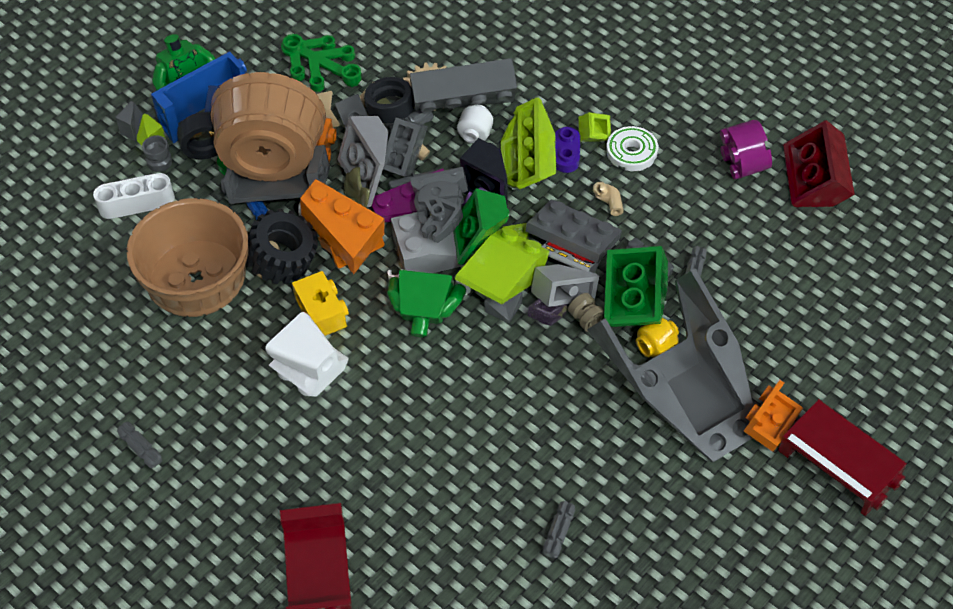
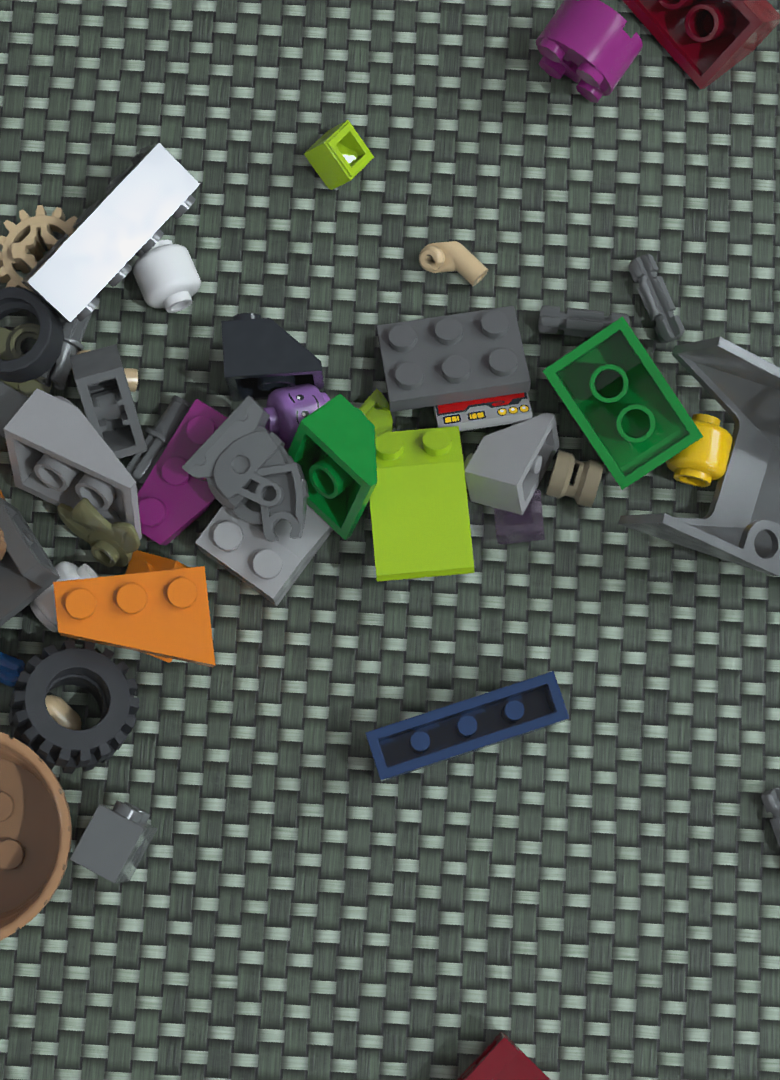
camera: 40 degrees left, 25 degrees up
(248, 306) = (115, 841): none -> dark grey brick
(305, 356) = (261, 848): white piece -> none
(319, 300) = (173, 746): yellow brick -> none
(424, 297) = (340, 630): green torso -> none
(443, 371) = (467, 726): none -> dark blue brick
(529, 145) = (283, 266): lime wedge -> none
(567, 149) = (325, 218): dark purple plate -> none
(632, 137) = (410, 127): white tile -> none

